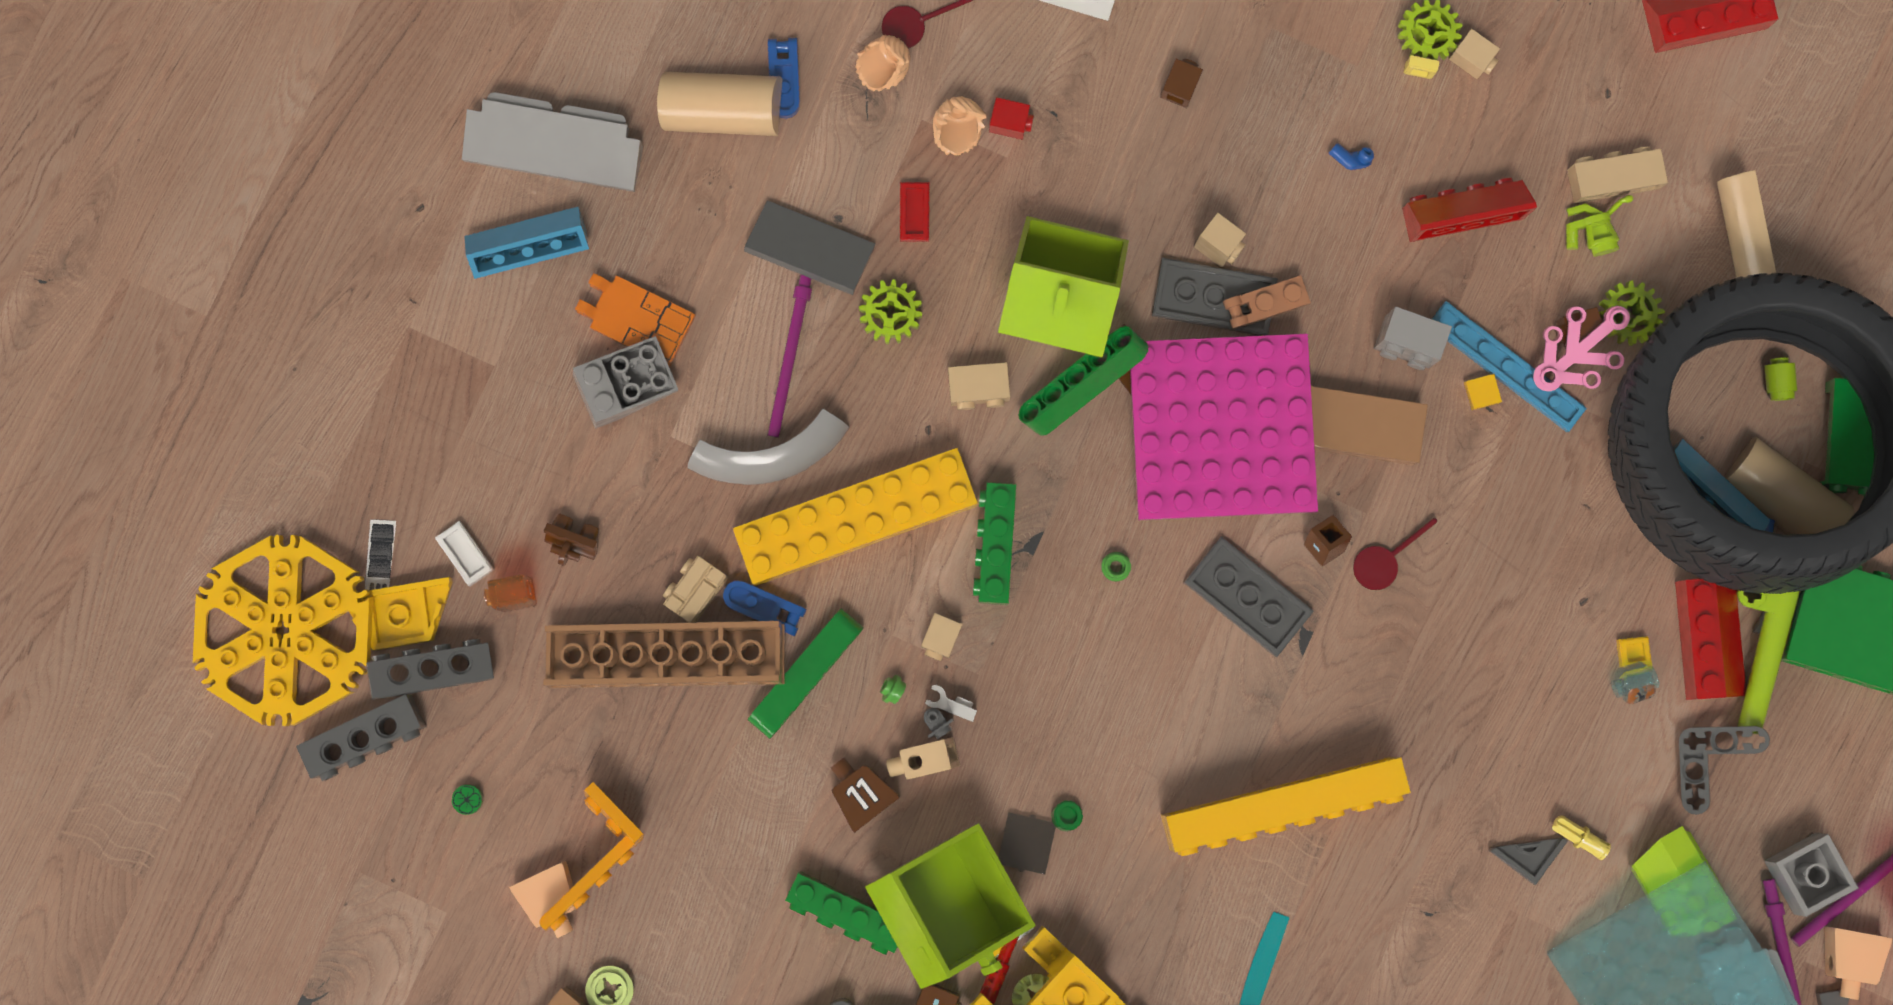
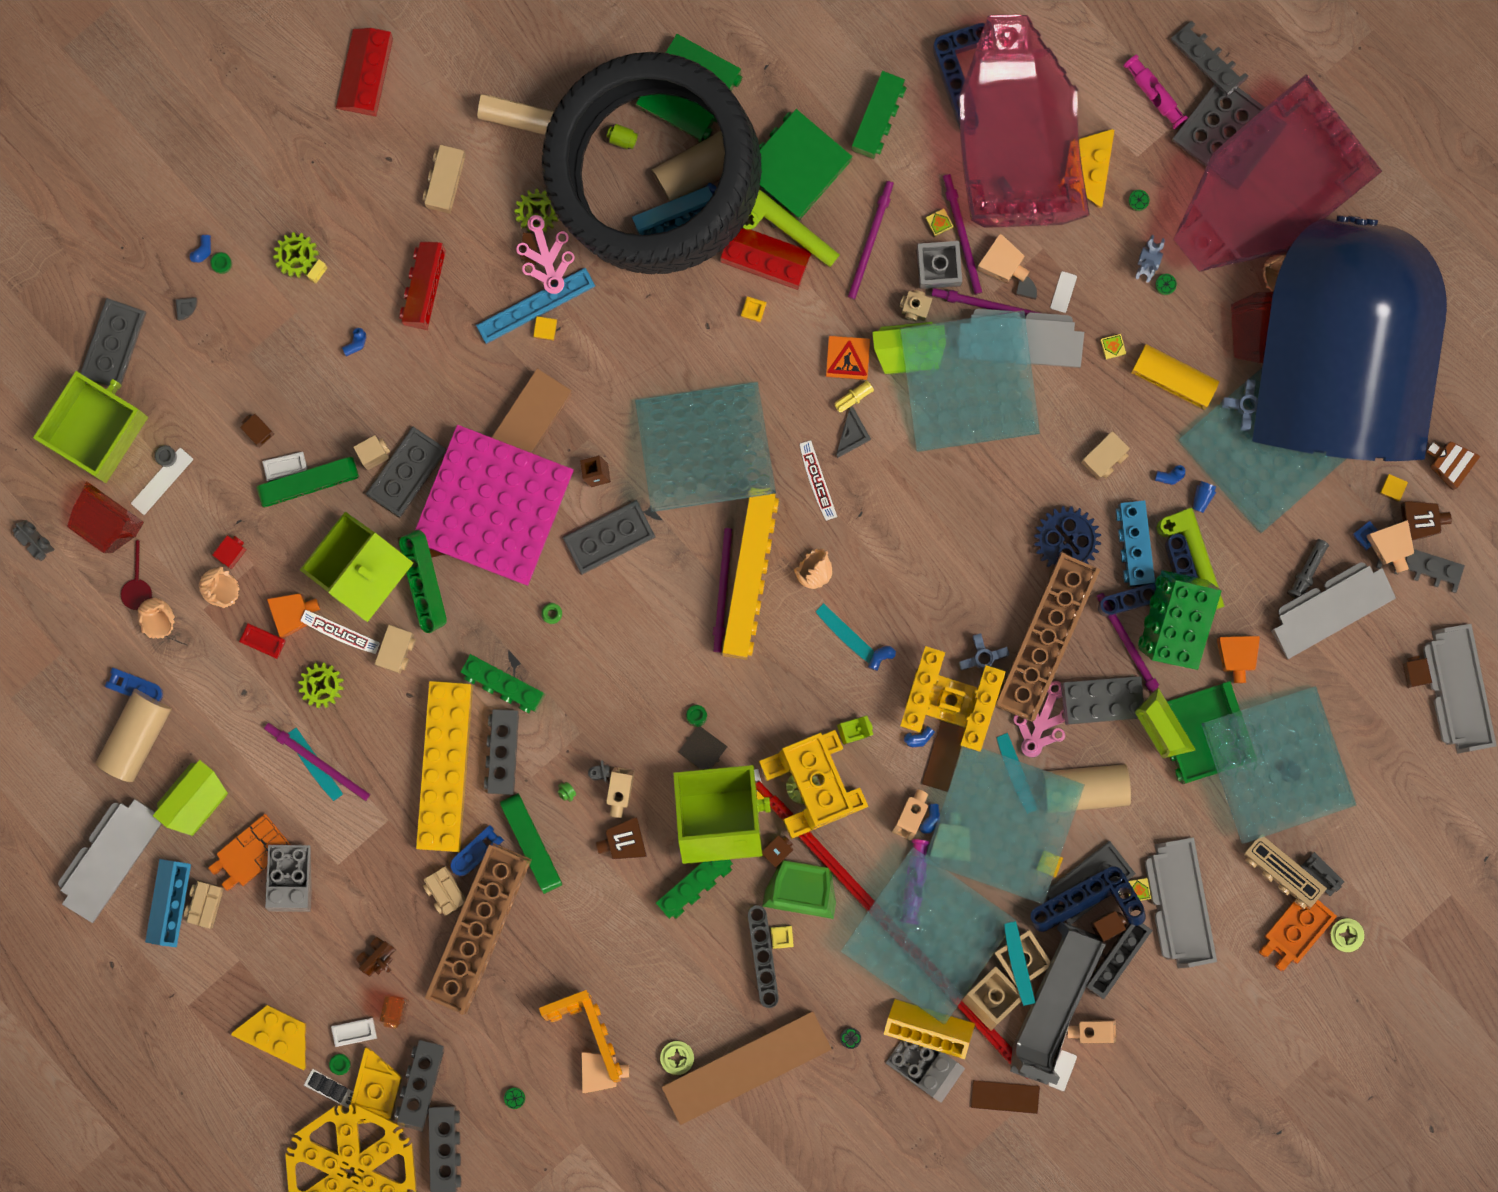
camera: 65 degrees left, 0 degrees up
(415, 554) = (340, 1064): none -> green tile
(418, 456) = (276, 1034): none -> yellow wing
(544, 289) = (203, 904): none -> tan brick
(670, 212) = (191, 799): none -> lime helmet
(771, 369) = (320, 776): none -> teal sticker
(772, 463) = (385, 805): light grey brick -> none
(809, 247) = (255, 719): dark grey tile -> none
(867, 607) = (507, 784): none -> dark grey brick
(940, 637) = (546, 746): tan brick -> none
(959, 707) = (597, 754): white plate -> none
(967, 232) = (288, 612): none -> orange torso
(969, 304) = (339, 632): none -> sticker
(1144, 177) = (307, 482): none -> green beam
(1151, 140) = (284, 466): none -> white tile
(1192, 795) = (719, 629): none -> magenta bar
(1268, 302) = (425, 439): nougat plate -> none
(1330, 887) = (814, 569): none -> light nougat hair
(1377, 566) = (626, 446): dark red piece -> none
(1412, 338) = (490, 359): light grey brick -> none
(1426, 671) = (705, 447): none -> clear light blue plate
(1447, 837) = (817, 480): none -> sticker
(1475, 54) = (325, 233): tan brick -> none
(1599, 231) = (475, 206): lime piece -> none
(1629, 806) = (848, 357): none -> orange piece
(1635, 682) = (772, 318): clear light blue head -> none
(1700, 756) = (835, 297): dark grey beam -> none
(1741, 867) = (913, 313): none -> tan brick
(1855, 761) = (883, 203): none -> magenta bar
(1864, 848) = (939, 222): none -> tile

